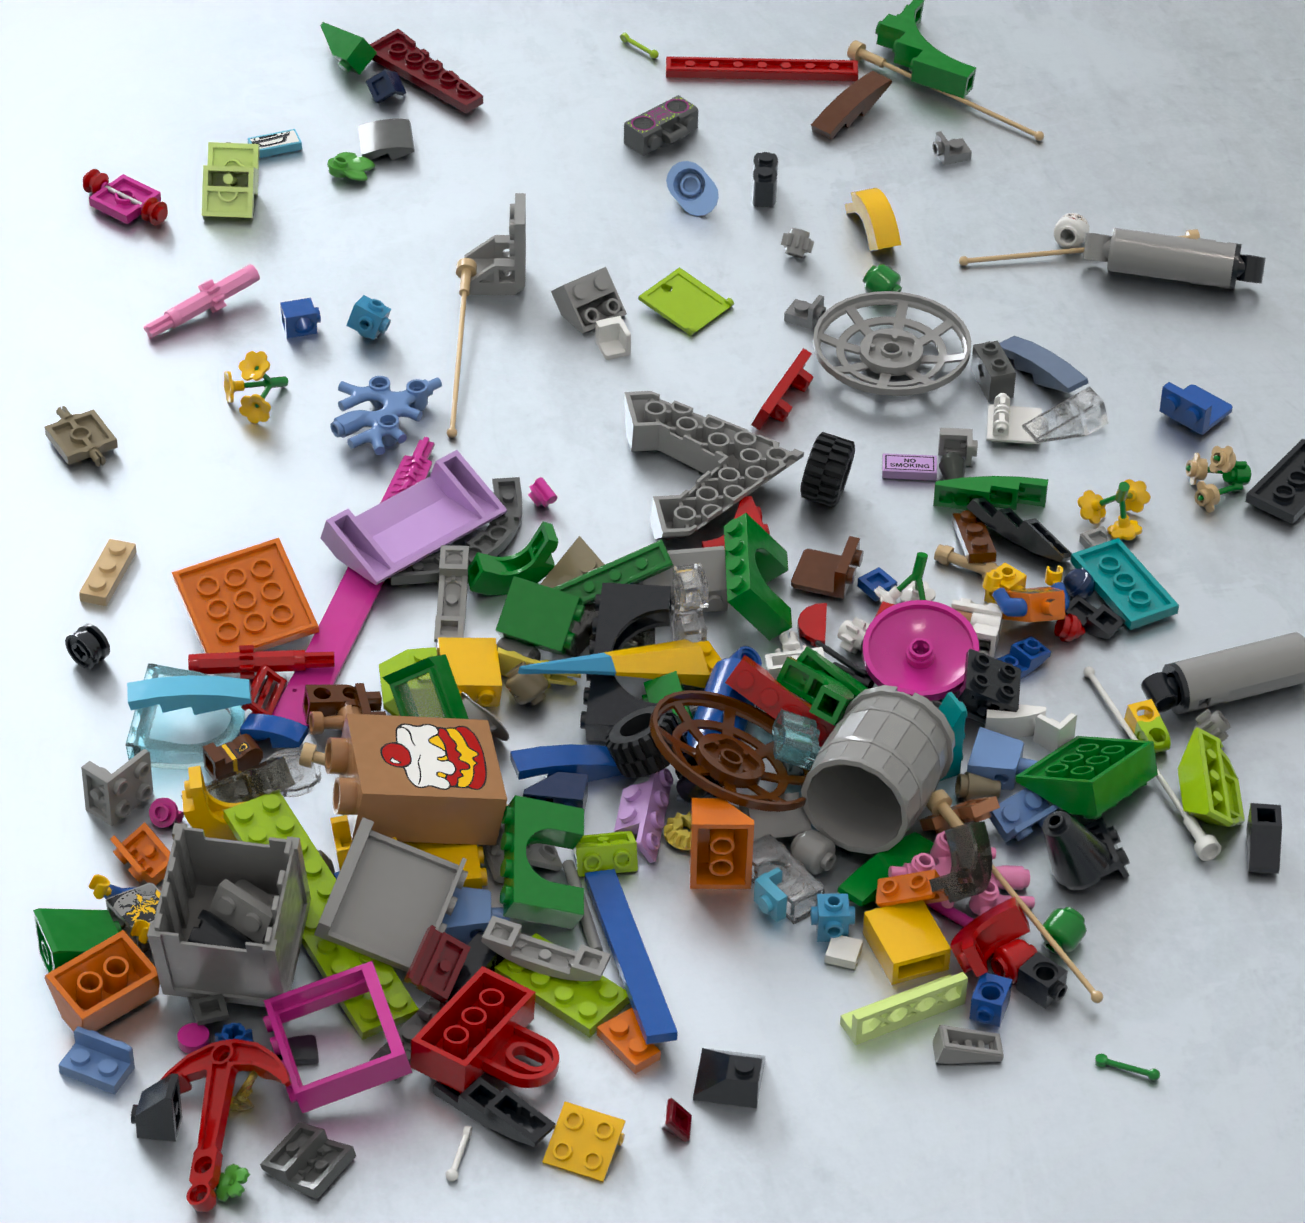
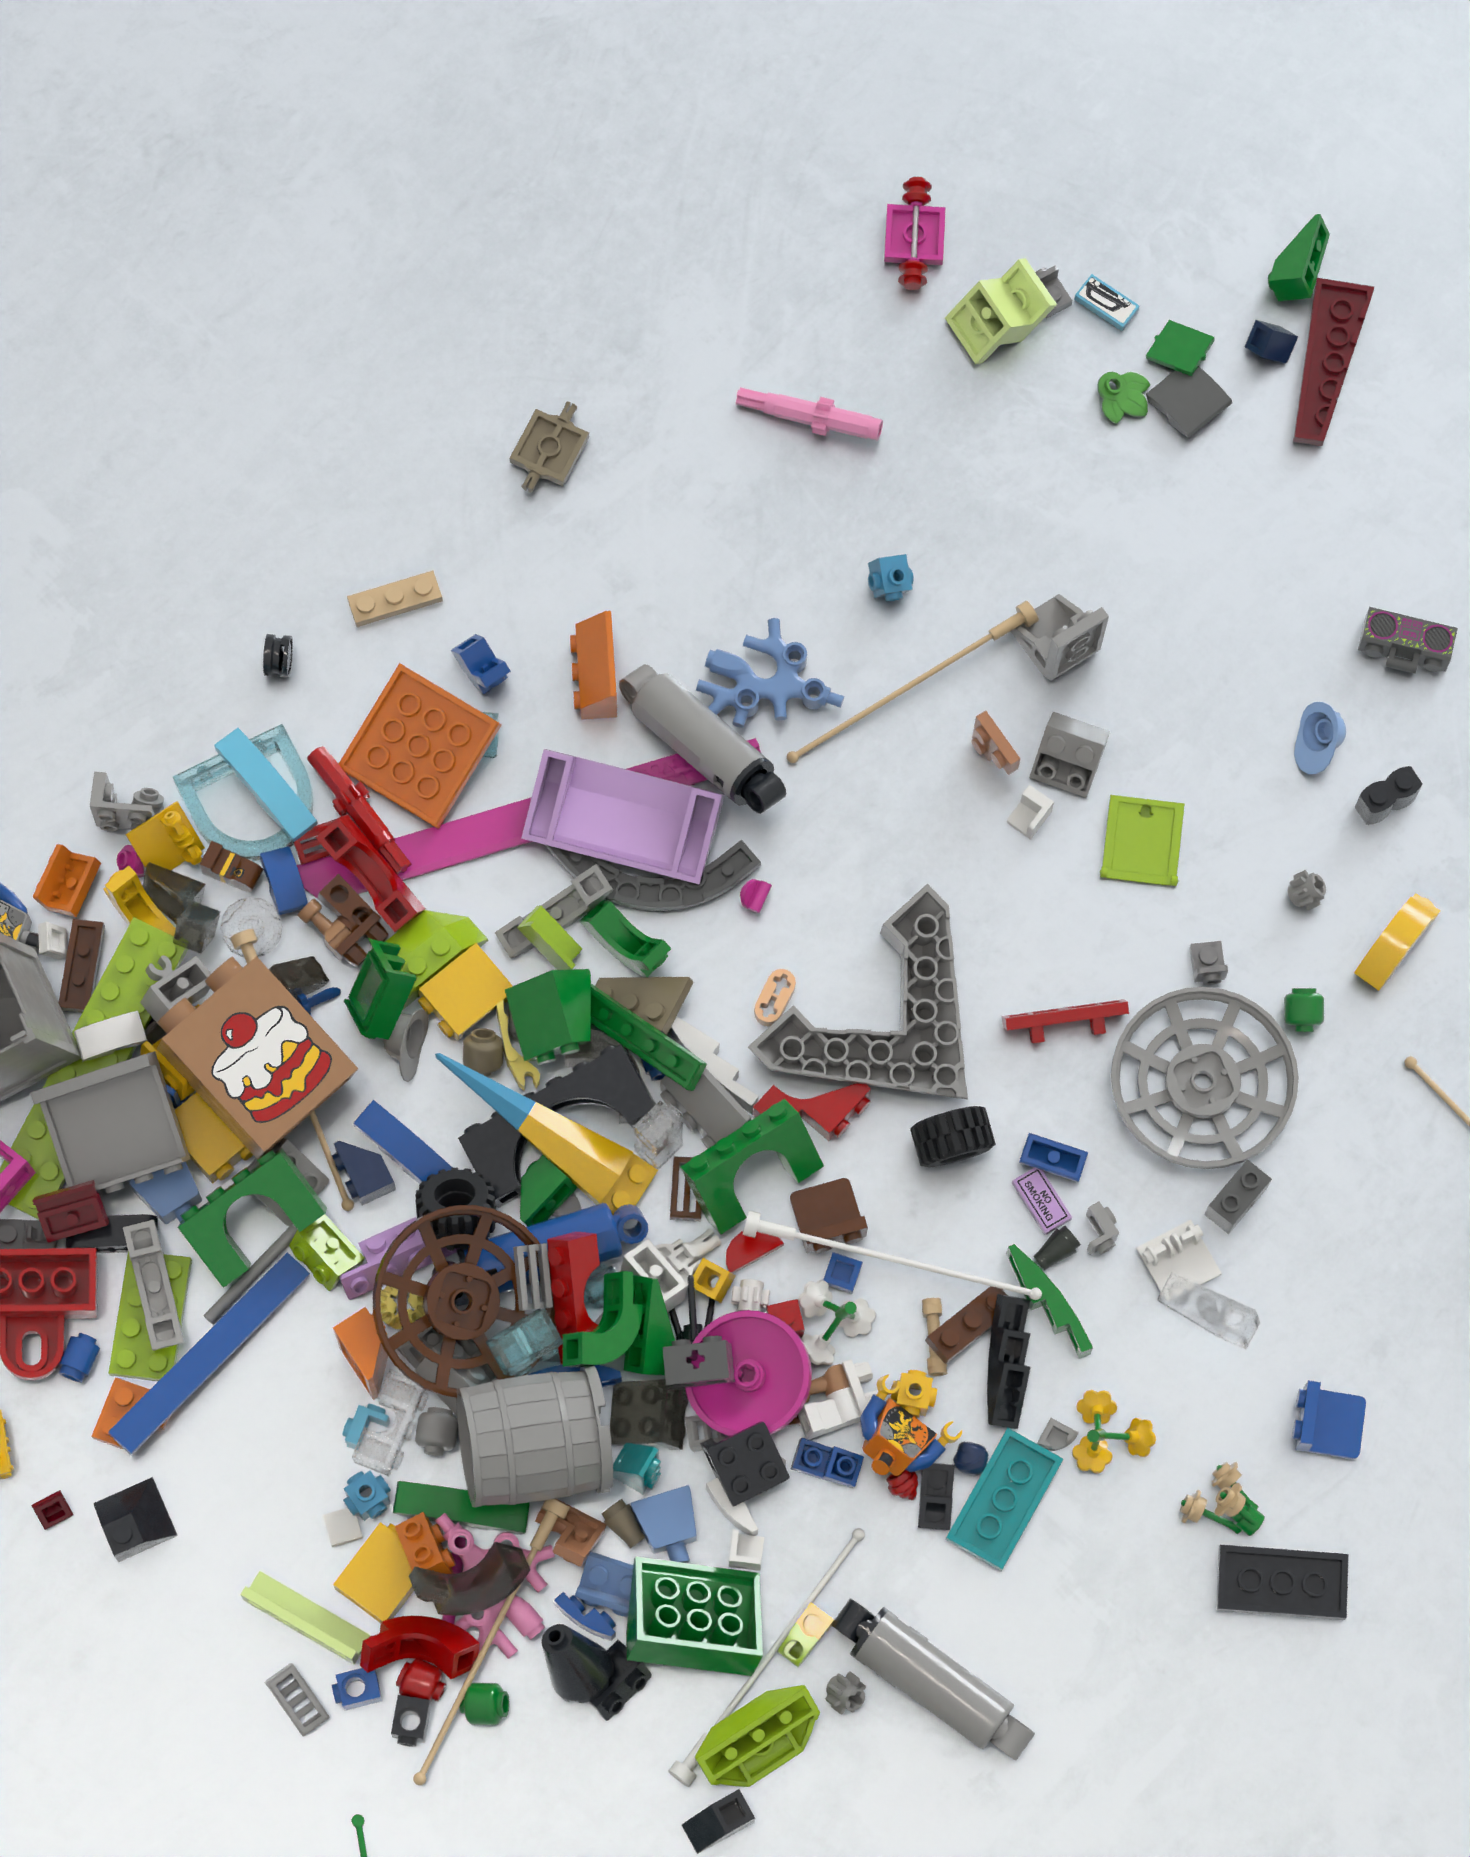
camera: 55 degrees right, 30 degrees up
(170, 769) = (167, 839): none -> yellow hinge
(208, 543) = (480, 663): none -> blue brick
(254, 368) = (716, 538): yellow plant -> none
(283, 481) = (595, 667): none -> orange slope
(291, 668) = (355, 852): none -> red arch
(299, 317) = (850, 513): blue brick -> none
(312, 807) = (174, 985): none -> light grey brick
(317, 860) = (110, 1035): none -> white slope
(345, 126) = (1180, 347): none -> green piece
(397, 448) = (702, 739): none -> light grey piece
(473, 604) = (550, 938): none -> lime panel
(545, 314) = (993, 744): none -> nougat plate
(563, 1037) = (78, 1357): none -> blue brick
(624, 525) = (768, 994): none -> light nougat beam
(733, 639) = (685, 1214): none -> reddish brown tile
(746, 709) = (533, 1276): none -> light grey tile
(806, 589) = (754, 1224): none -> white piece
(827, 637) = (705, 1273): none -> yellow plate
(882, 441) = (1053, 1157): none -> blue slope
(893, 660) = (714, 1370): none -> dark grey brick
(1027, 846) = (594, 1622): none -> blue slope
(1043, 364) = (1284, 1236): sand blue slope -> none

